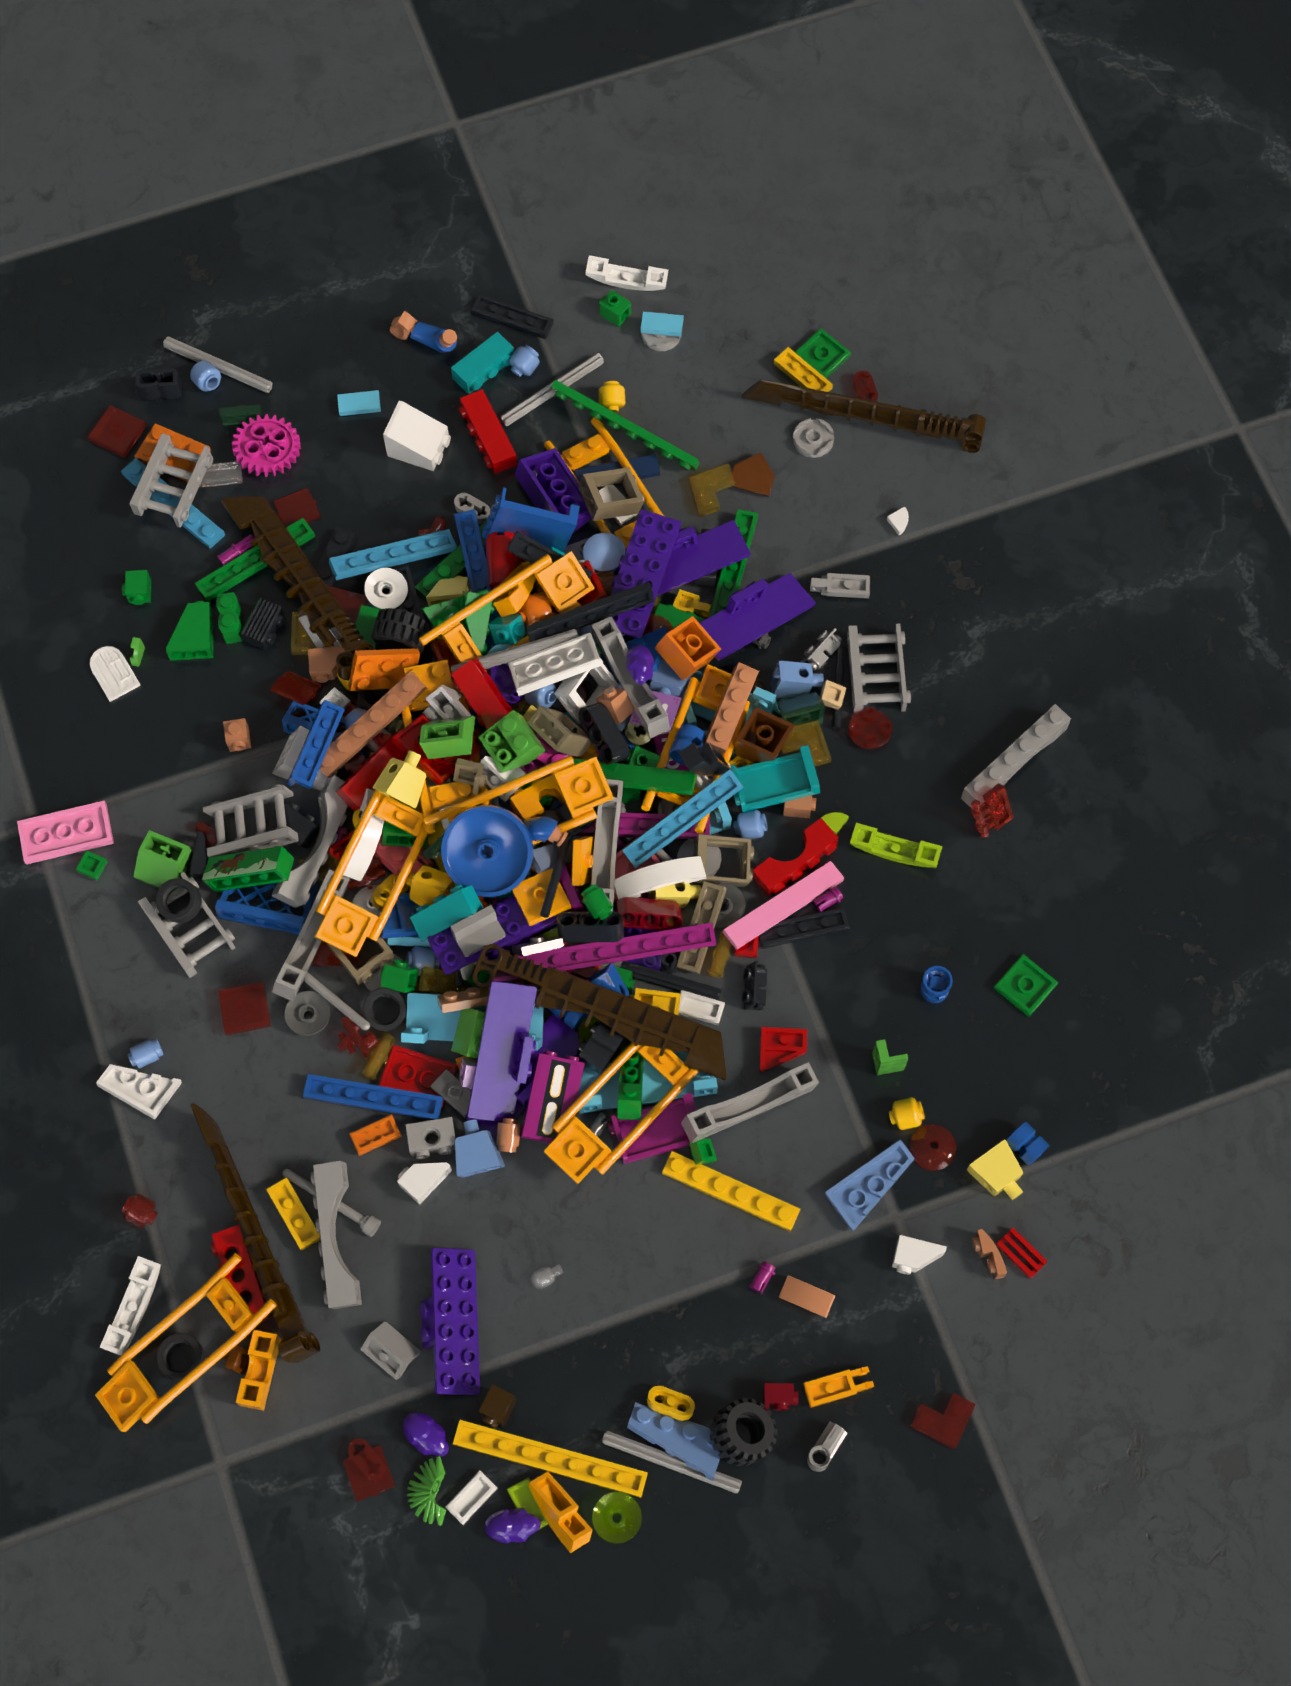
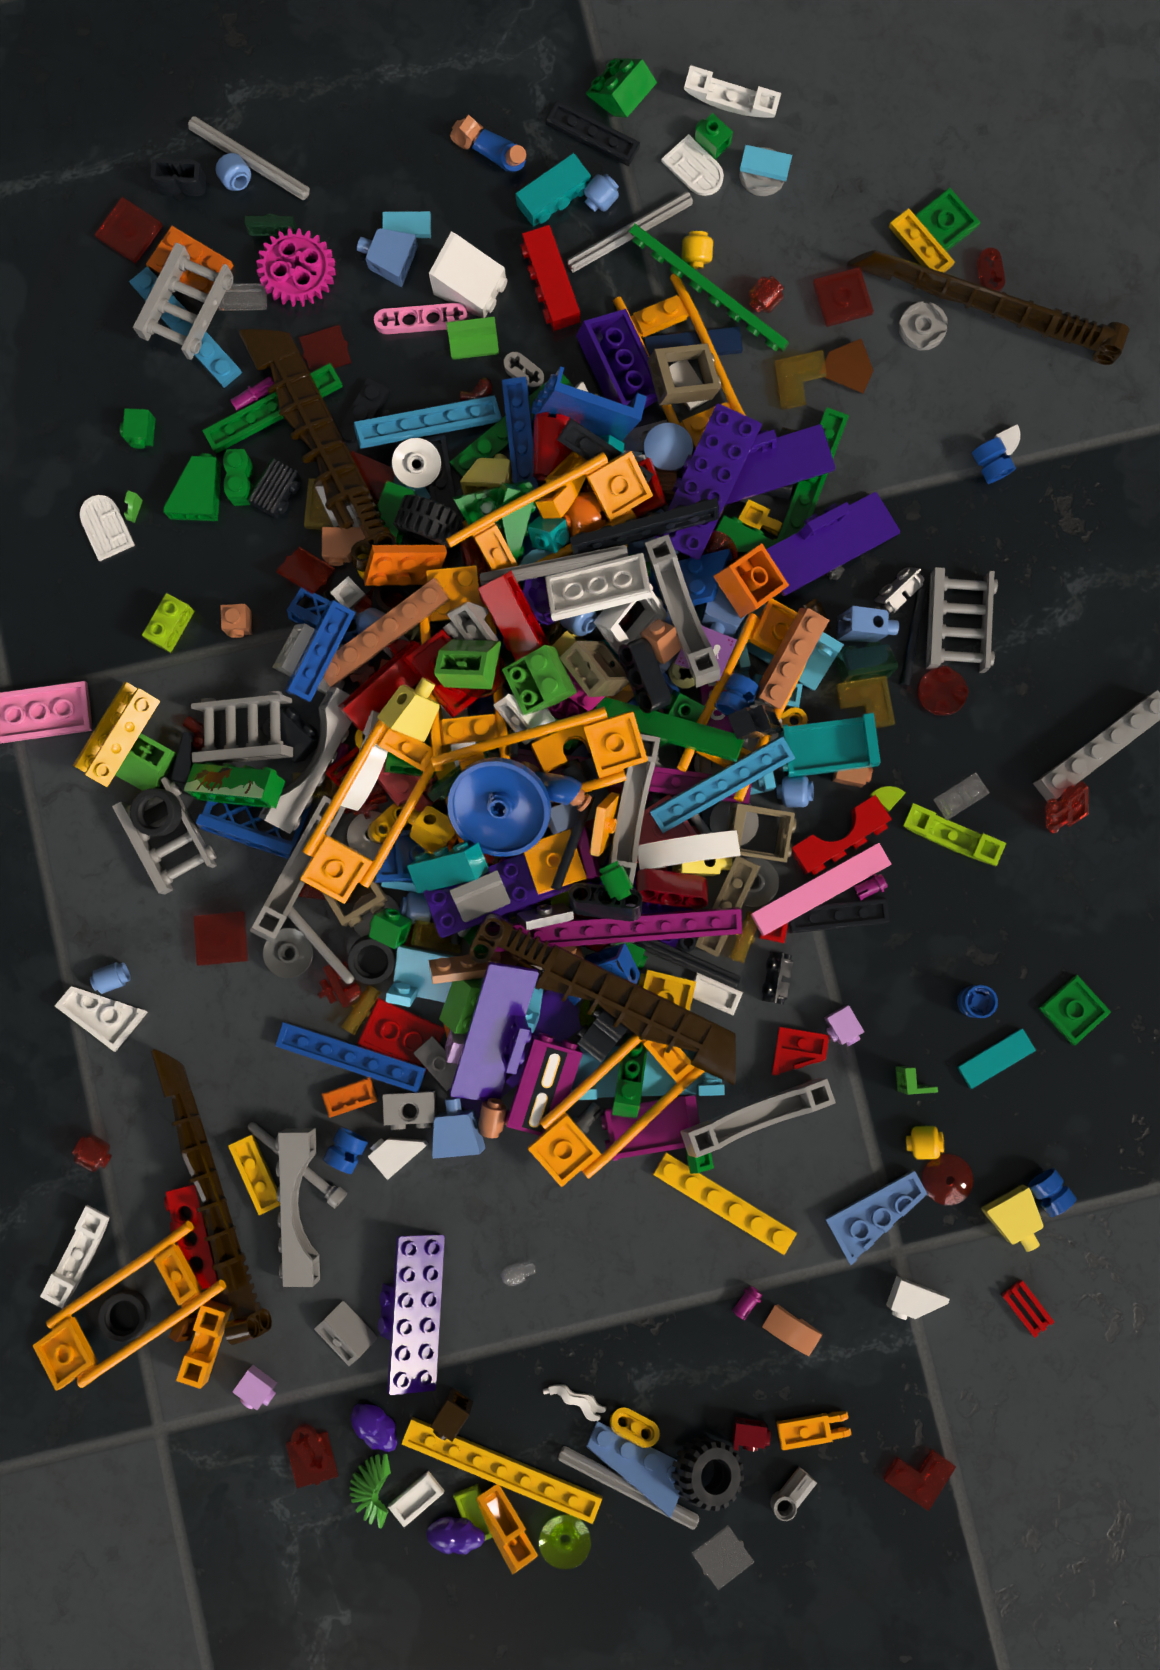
camera: 10 degrees right, 15 degrees up
(91, 865) = (65, 754): green plate -> none
(137, 838) = (116, 733): none -> yellow fence
(176, 744) = (168, 623): none -> lime brick
(309, 1409) = (255, 1388): none -> lavender brick
(346, 426) = (389, 254): none -> medium blue torso
(376, 1180) = (345, 1151): none -> blue wheel
(379, 479) = (420, 314): none -> bright pink beam
(425, 485) = (473, 338): none -> bright green panel
(470, 773) = (489, 710): dark tan bracket -> none
(533, 277) = (622, 86): none -> green slope
(602, 334) = (694, 167): none -> white window
(623, 1387) = (584, 1401): none -> white hair
(640, 663) = (694, 596): dark purple arm -> none
(675, 426) = (766, 294): none -> clear red head
(741, 421) = (843, 297): none -> clear red plate
(762, 737) = (823, 694): reddish brown slope -> none
(769, 1518) = (723, 1557): none -> clear piece
(819, 1020) = (843, 1026): none -> lavender brick
(832, 694) = (906, 647): tan tile -> none
(842, 585) = (933, 514): light grey hinge -> none
(887, 536) = (993, 459): none -> blue wheel
(898, 814) = (961, 796): none -> clear slope
(961, 1035) = (996, 1058): none -> teal tile
(986, 1247) = (991, 1301): nougat slope -> none

